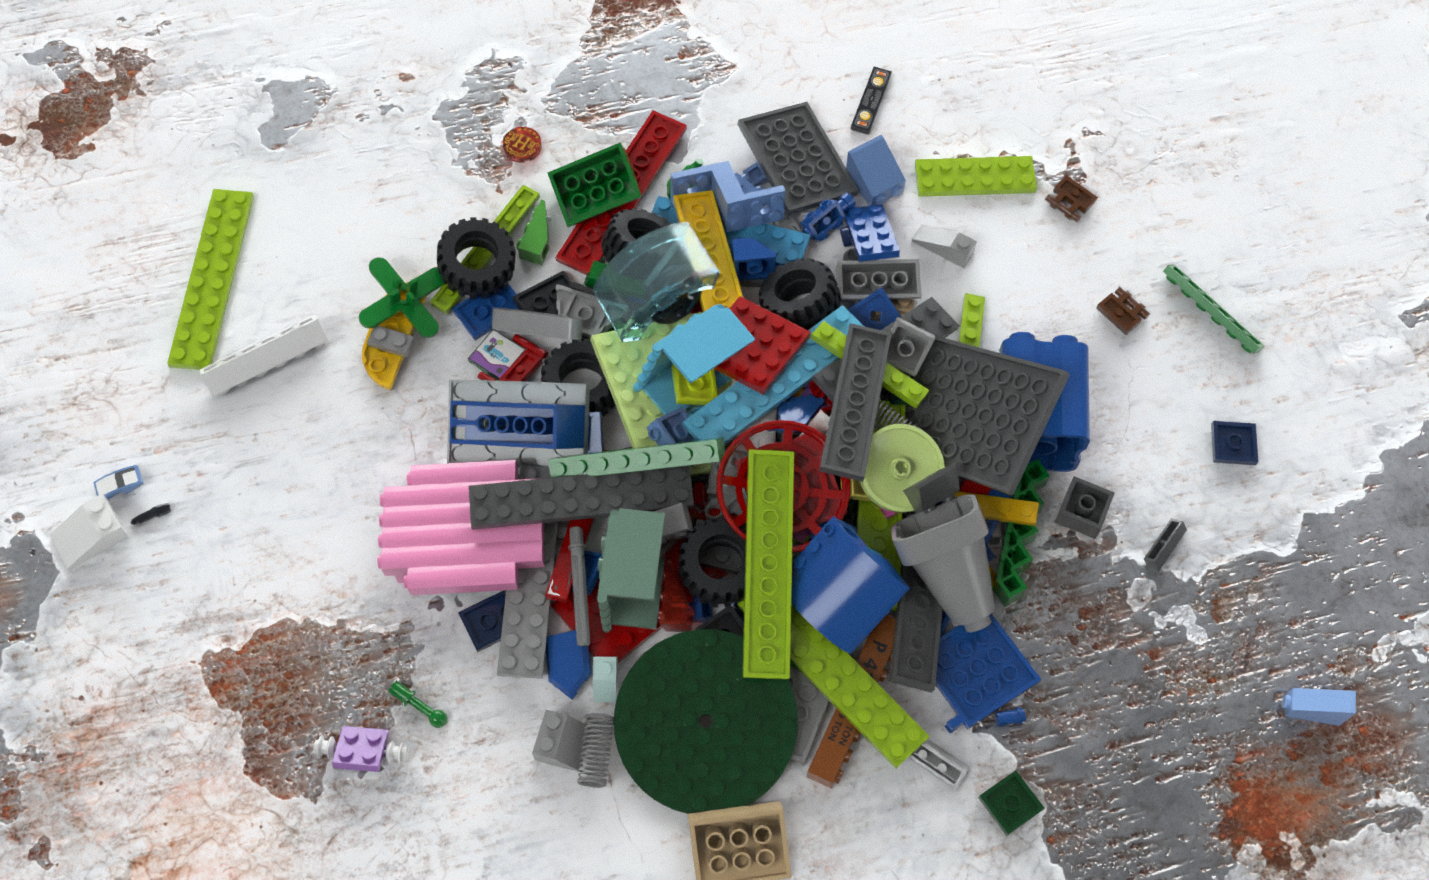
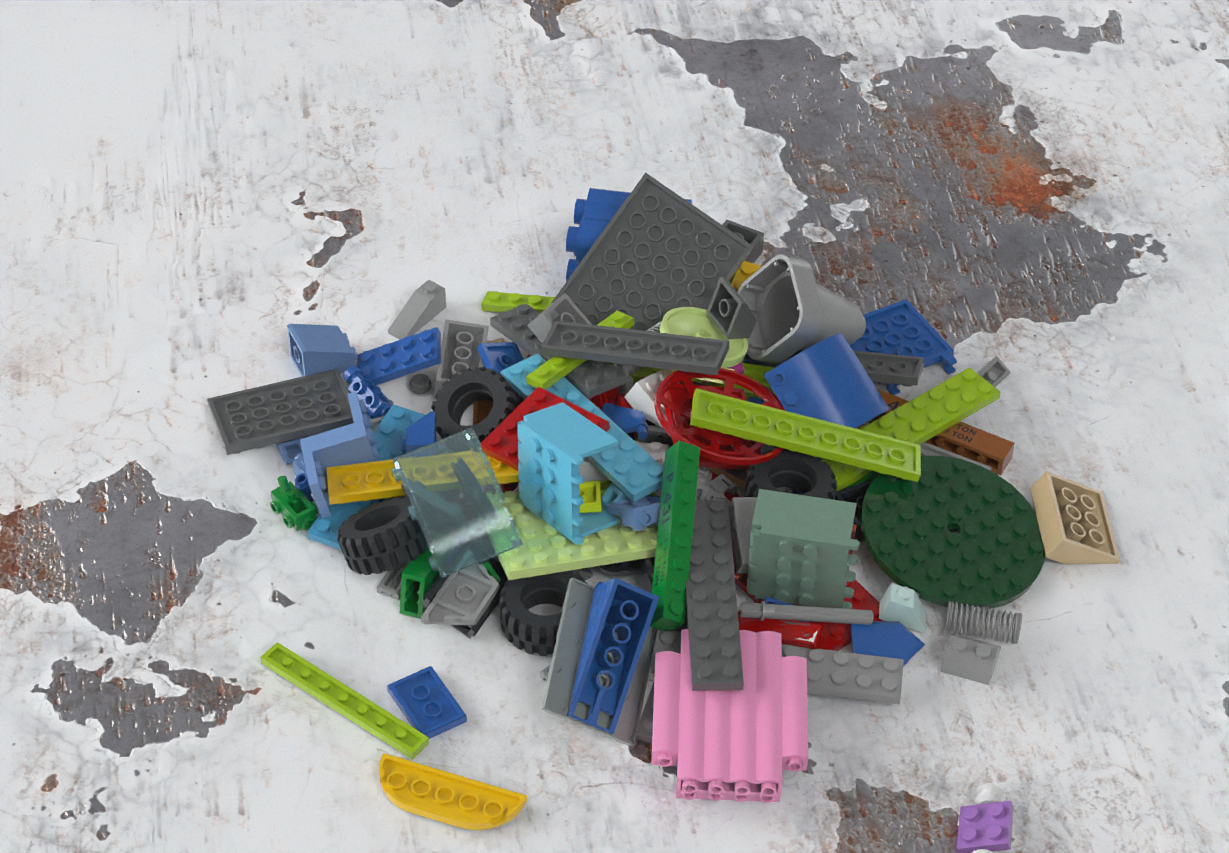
camera: 85 degrees left, 20 degrees down
(390, 341) = (465, 790): light grey plate -> none
(392, 304) = (417, 780): green piece -> none
(437, 718) = (924, 785): green pin -> none
(476, 234) = (371, 711): black tyre -> none
(485, 621) = (833, 718): dark blue tile -> none
(495, 354) = (494, 696): tile -> none
(522, 144) = (194, 662): clear red tile -> none
(525, 365) = (516, 669): red plate -> none
(535, 242) = (338, 647): bright green slope -> none
(537, 323) = (471, 638): light grey beam -> none
(542, 296) = (427, 645): black tile -> none
(594, 184) = (285, 581): green slope -> none
(647, 156) = (292, 569): red plate -> none
(845, 236) = (394, 385): dark blue tile -> none
(871, 100) = (216, 351): tile -> none
(975, 176) = (336, 283): lime plate -> none
(1011, 717) = (940, 322): blue pin -> none
(1011, 803) = (1024, 334): dark green plate -> none
(1073, 193) = (377, 216): reddish brown plate -> none
(1119, 314) = (519, 200): reddish brown plate -> none
(1179, 529) = (775, 206): dark grey piece -> none
(1219, 315) = (522, 146): green plate -> none
(1234, 443) = (672, 150): dark blue plate -> none
(1320, 705) = (933, 133): light blue slope -> none

